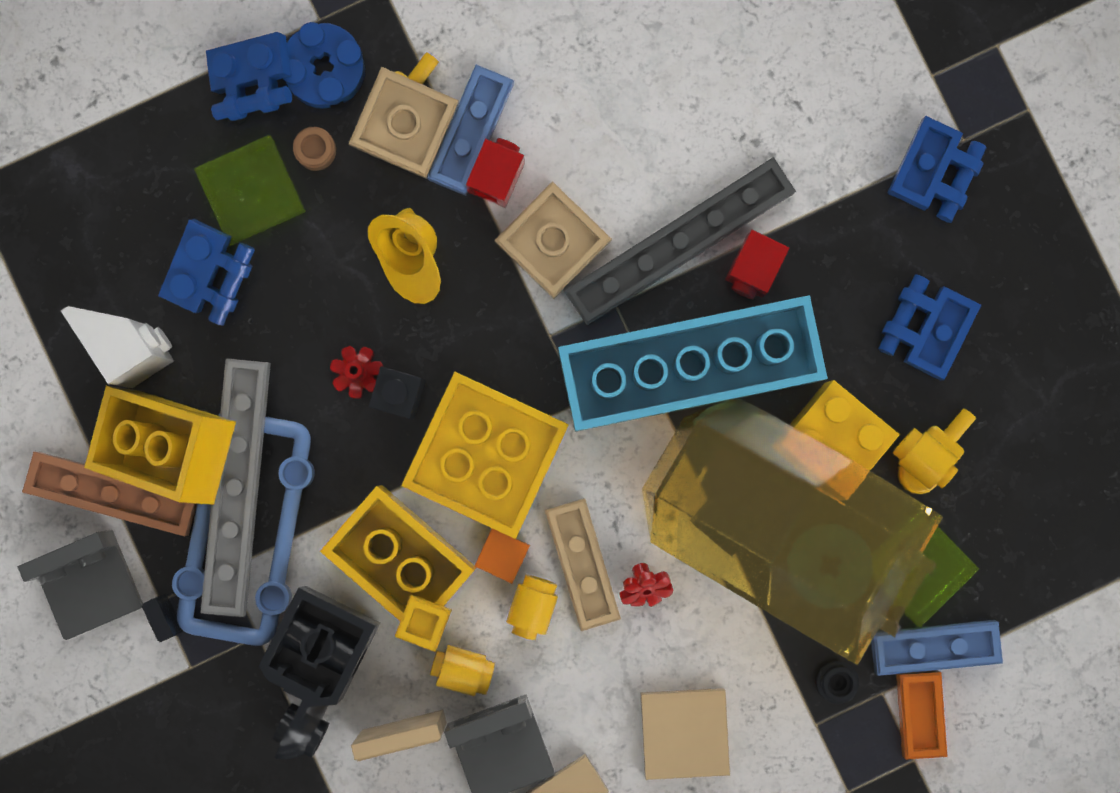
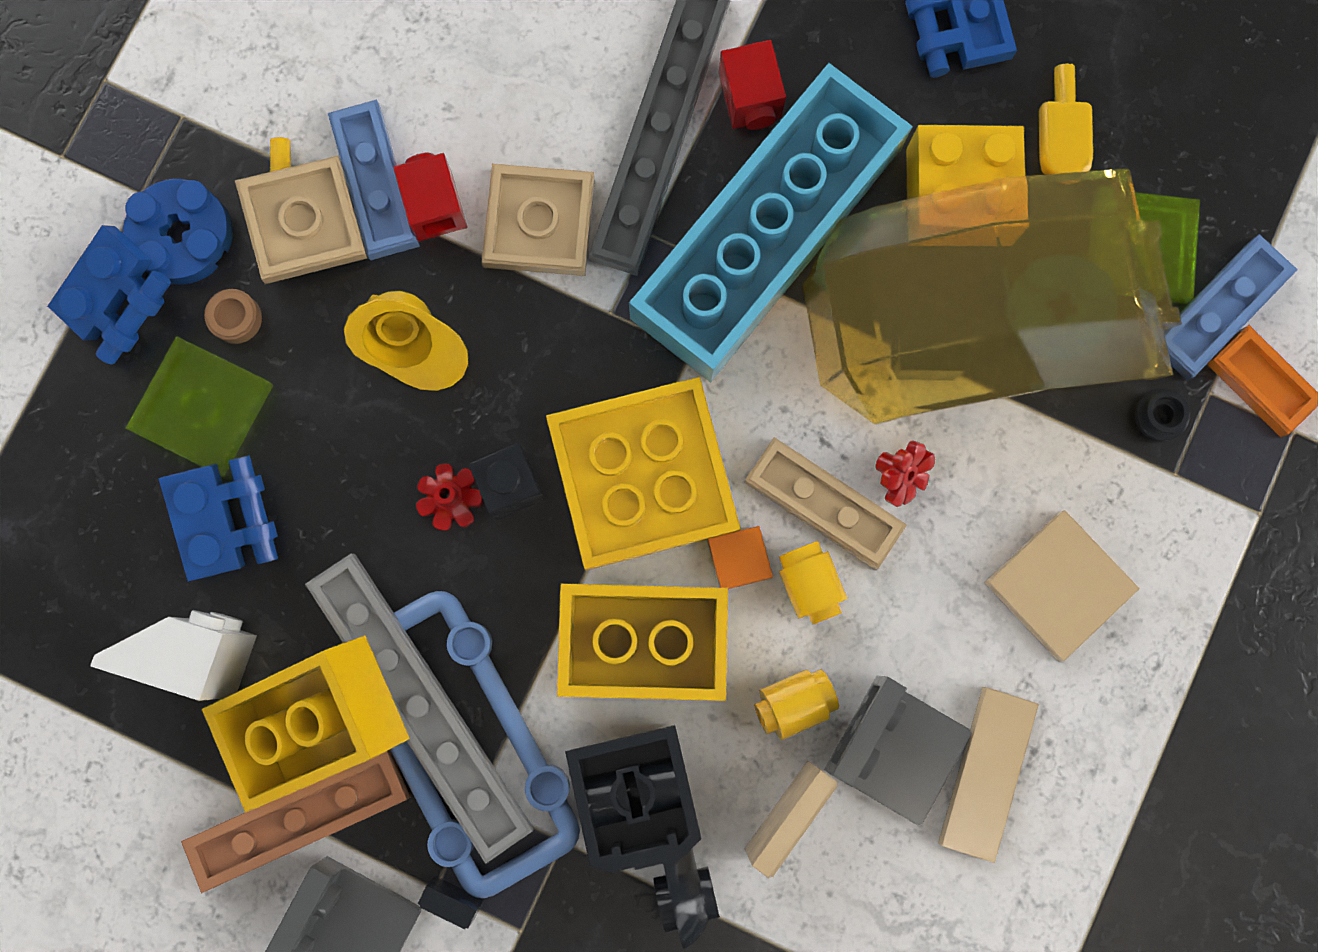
camera: 35 degrees left, 5 degrees down
(423, 623) = (721, 681): yellow tile -> none
(926, 459) = (1065, 133): yellow brick -> none

